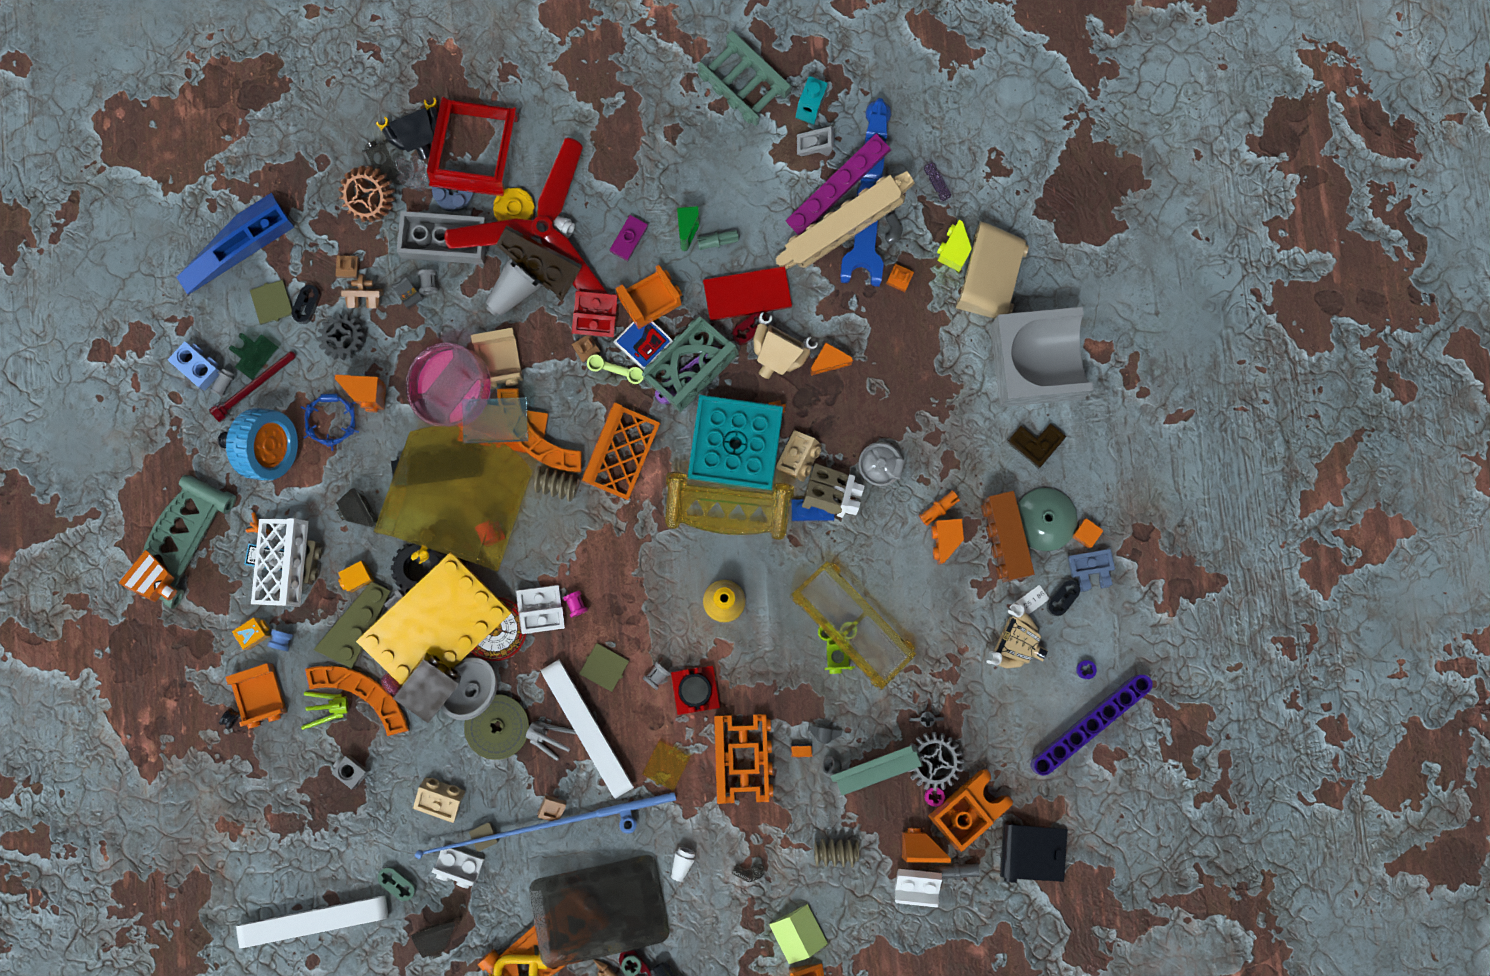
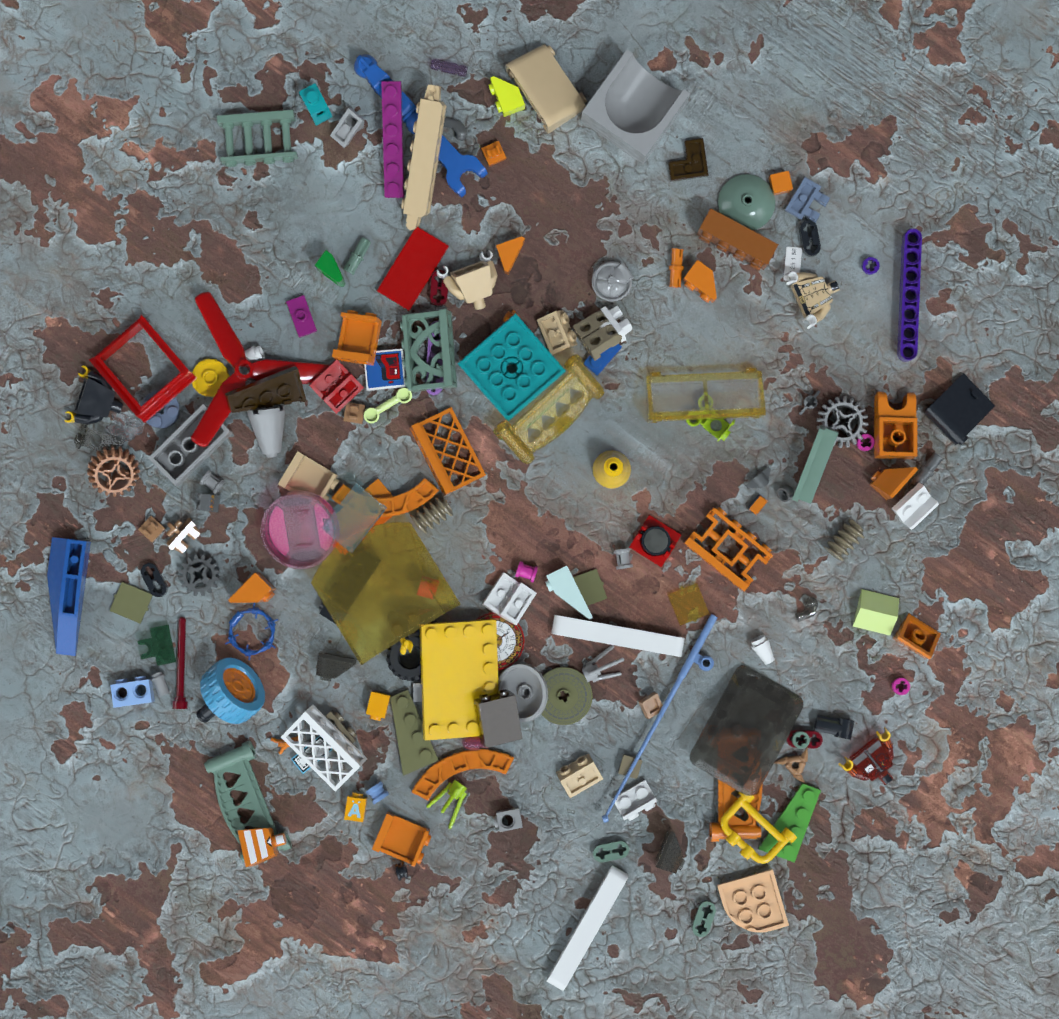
camera: 45 degrees left, 5 degrees up
(589, 649) = (565, 587): none -> light aqua slope

